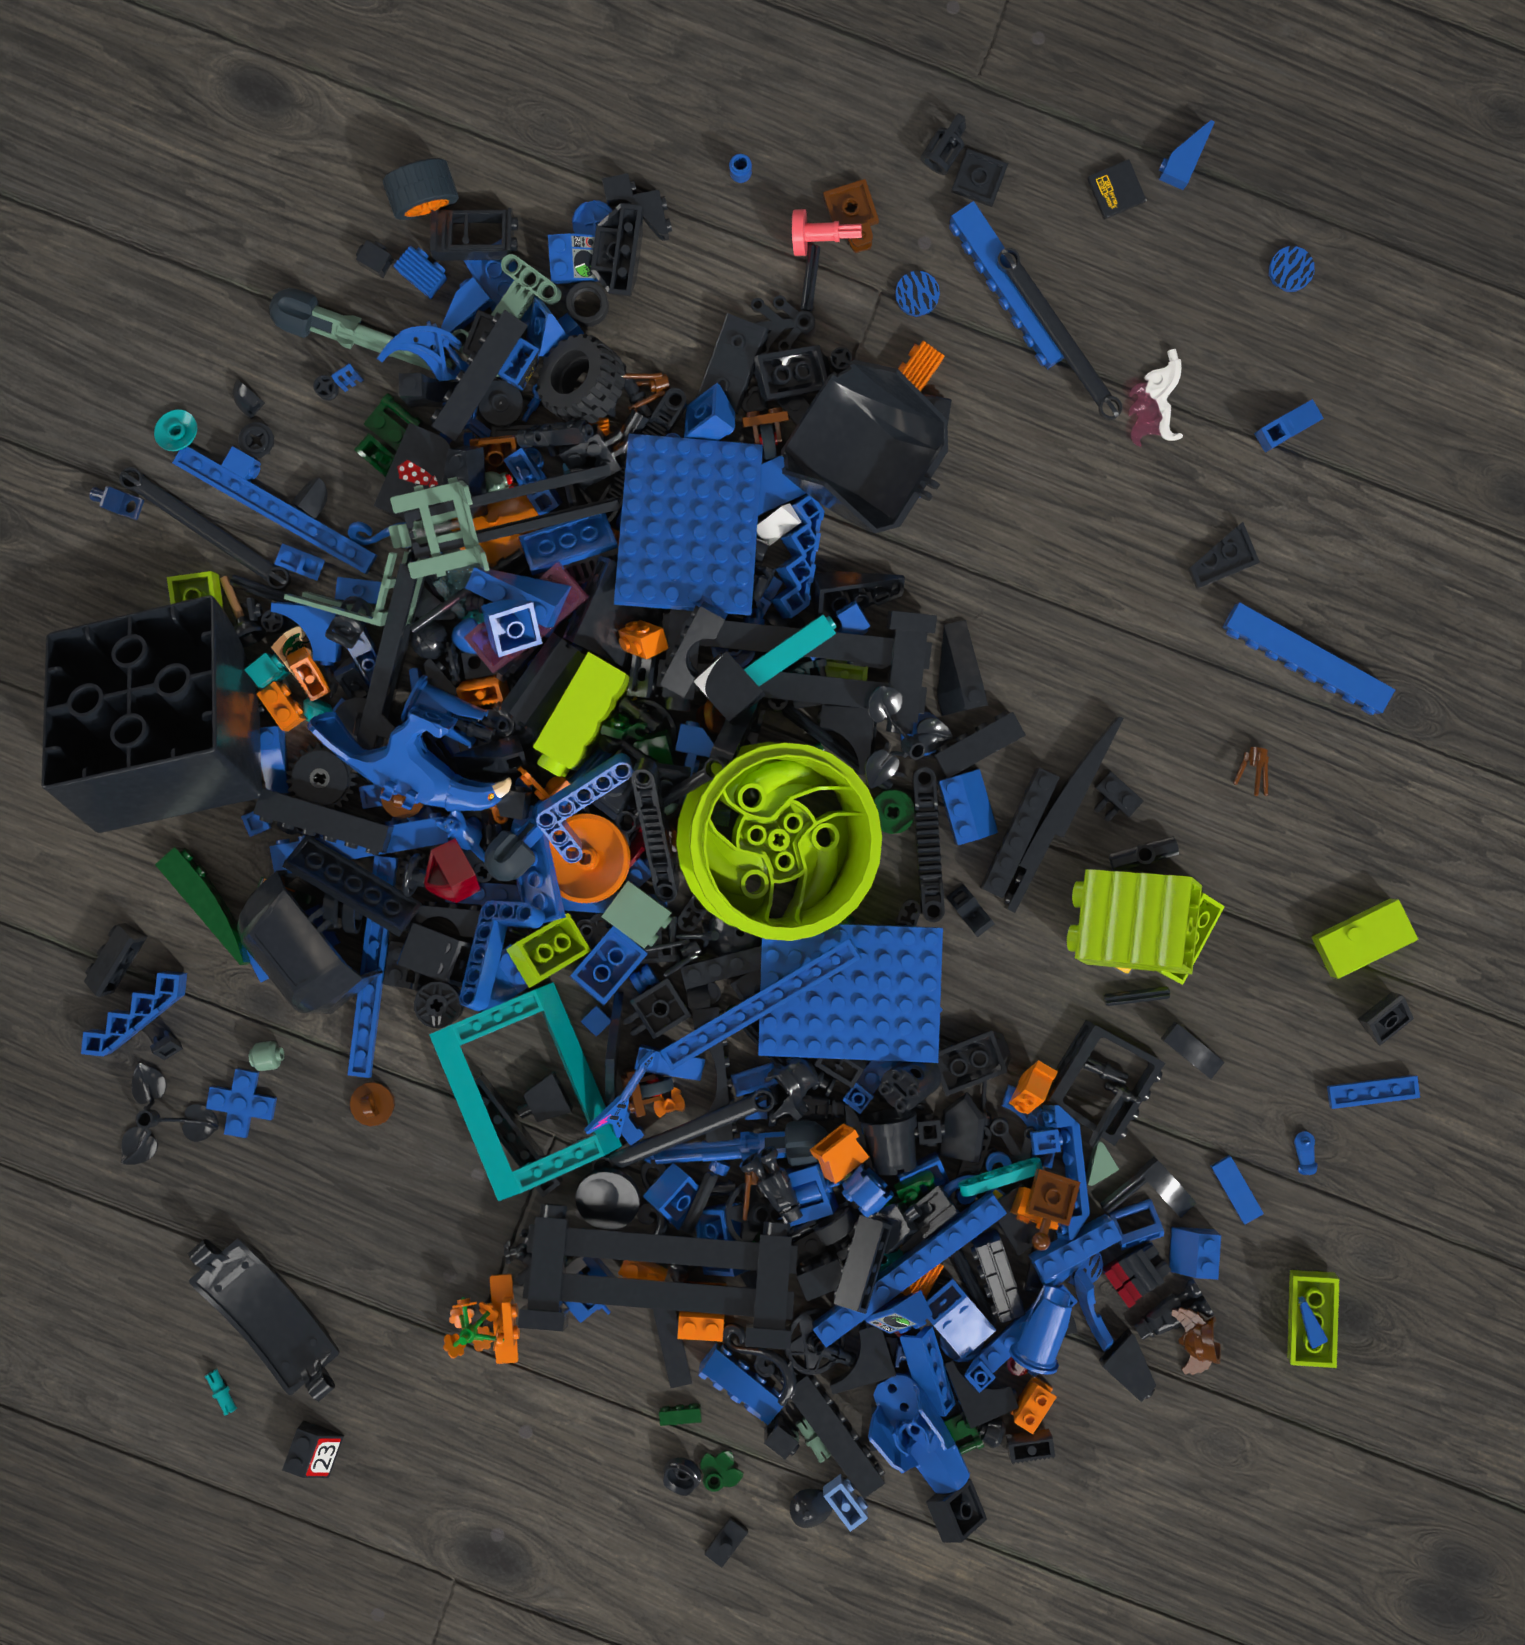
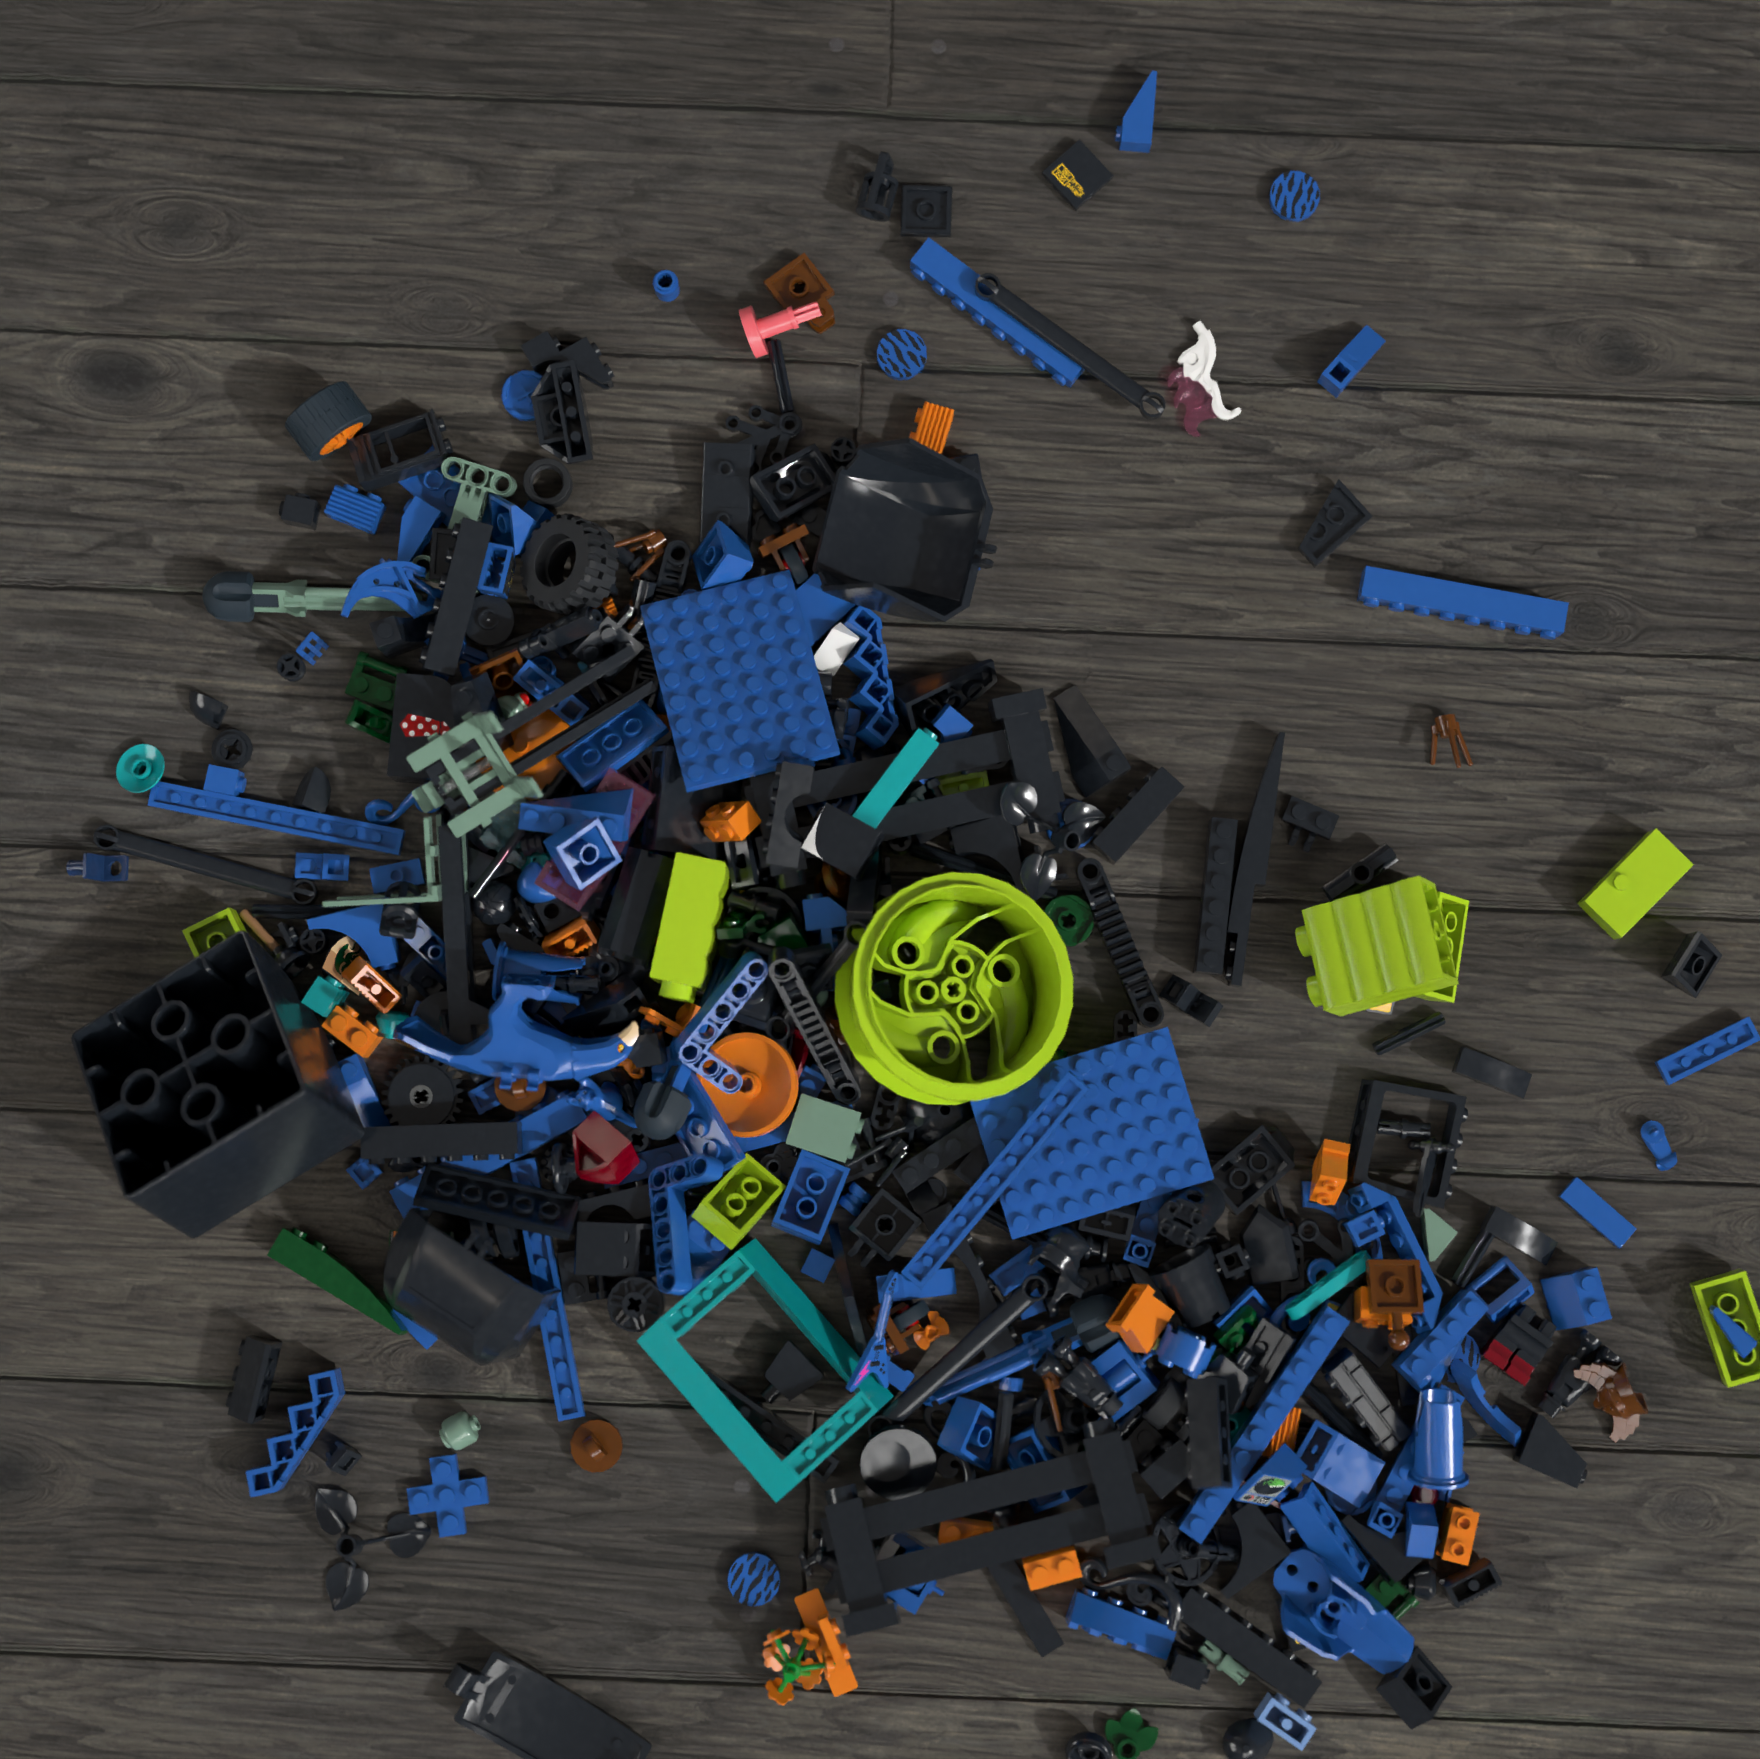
camera: 15 degrees left, 5 degrees down
(463, 1250) = (753, 1579): none -> blue tile
(533, 404) = (524, 609): blue hand -> none
(571, 258) = (515, 440): blue slope -> none
(680, 1414) = (1063, 1684): dark green piece -> none
(967, 807) = (1148, 887): blue slope -> none
(1005, 1393) = (1420, 1530): none -> blue slope

